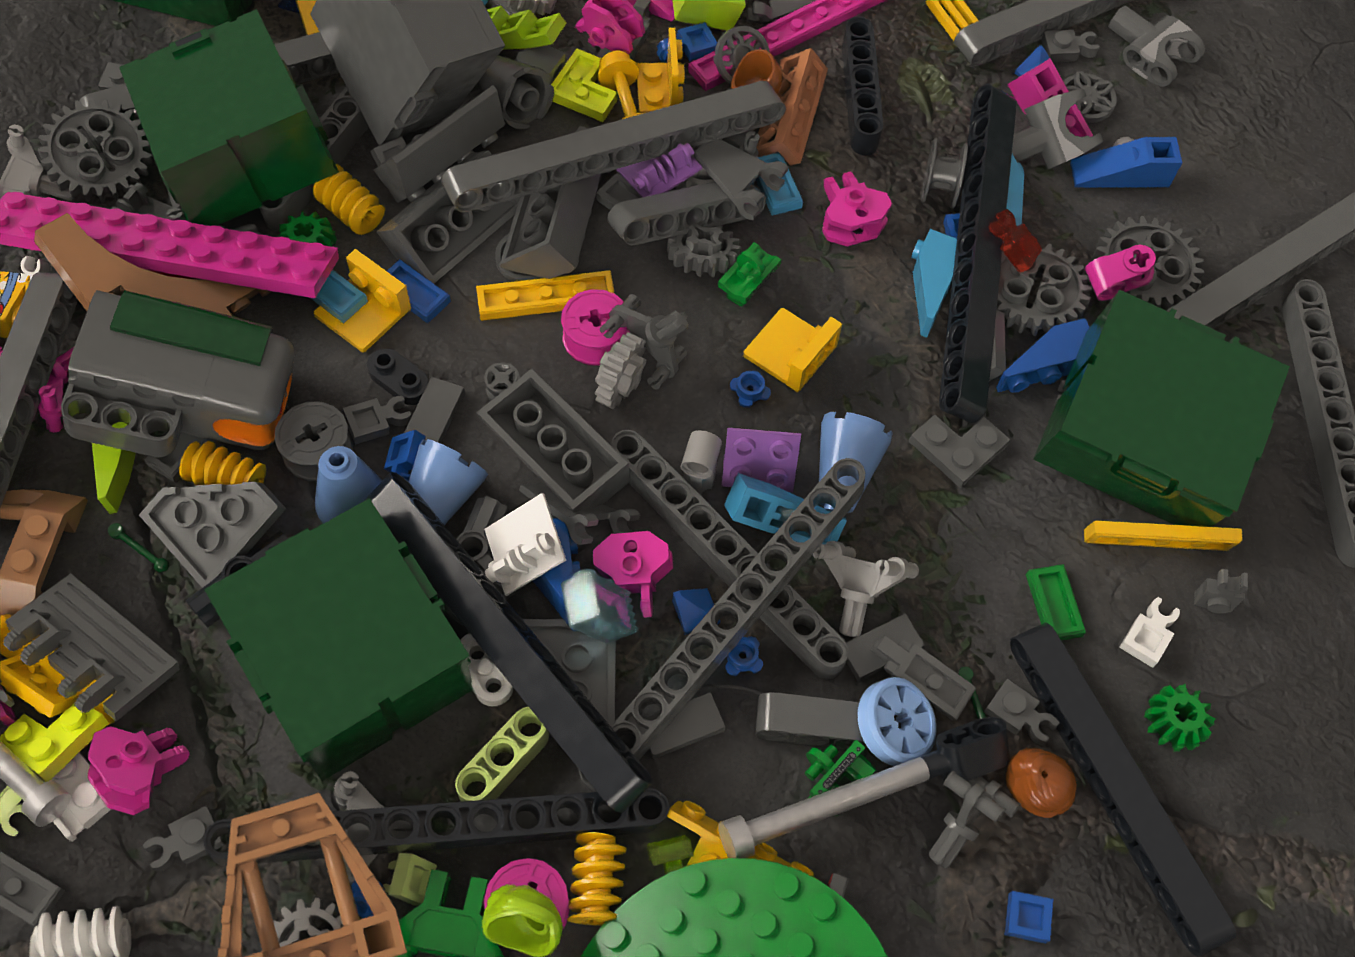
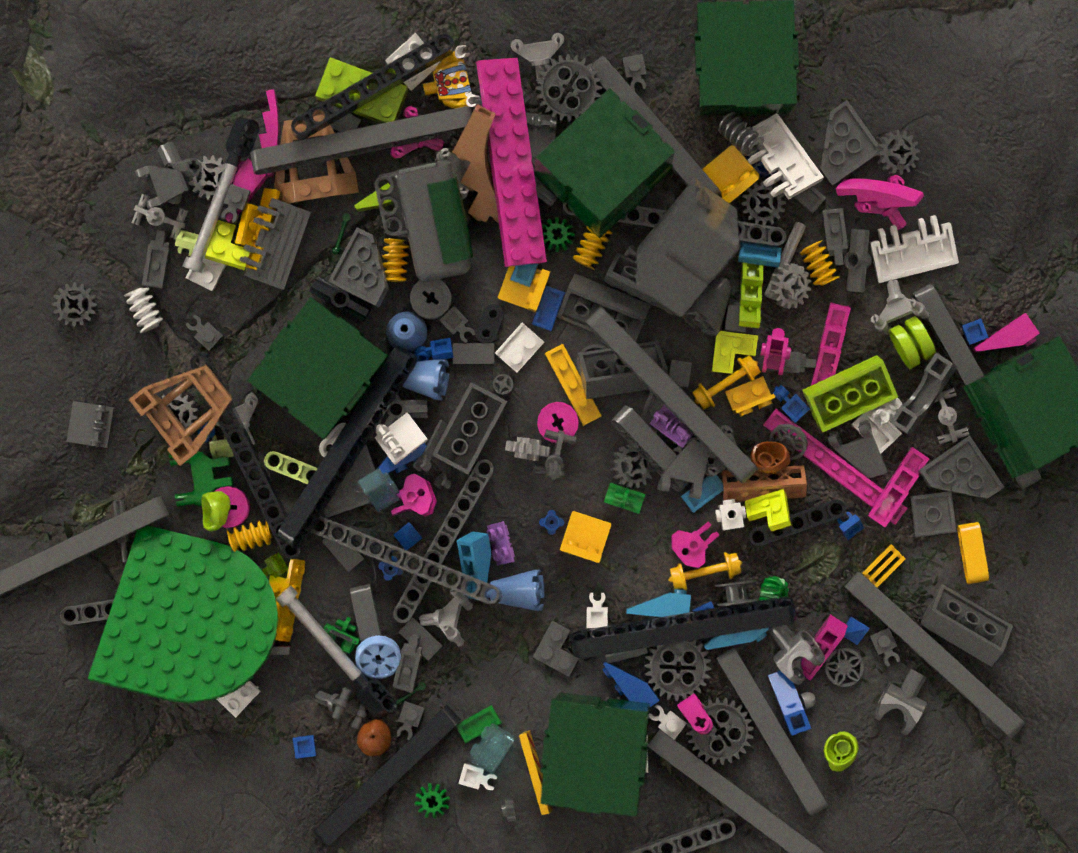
camera: 75 degrees right, 25 degrees up
(129, 766) = (227, 294): dark pink hinge -> none
(455, 347) = (519, 347): none -> white plate
(701, 460) = (486, 511): light grey piece -> none
(824, 151) = (734, 522): none -> white brick
(827, 94) = (772, 505): none -> neon yellow plate
(886, 29) = (851, 526): none -> blue tile
(897, 238) = (731, 564): none -> yellow piece
(920, 370) = (597, 614): none -> white plate
(951, 130) = (773, 588): none -> green gear
(1018, 242) = (692, 650): clear red plate -> none
(1106, 586) = (491, 748): none -> clear light blue brick
(1165, 199) = (772, 732): none -> dark grey beam
(1213, 126) = (841, 745): none -> lime hair

